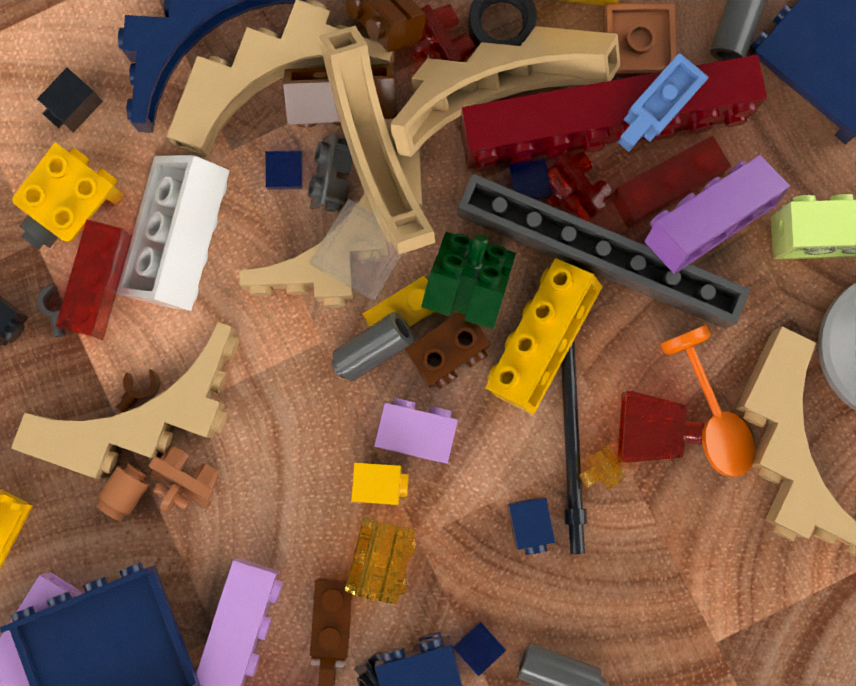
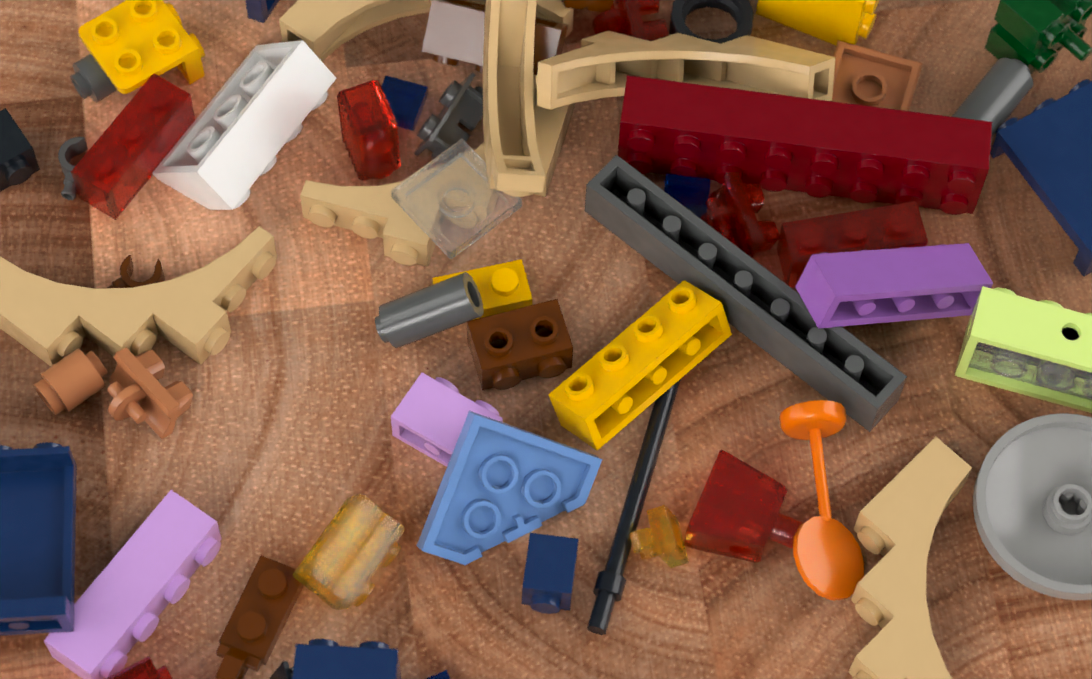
camera: 15 degrees right, 20 degrees down
(273, 211) = (369, 130): none -> clear red brick
(379, 483) = (380, 458): yellow brick -> none
(469, 278) = (572, 266): dark green brick -> none
(474, 472) = (502, 488): none -> medium blue plate
(662, 101) = (859, 131): medium blue hinge -> none

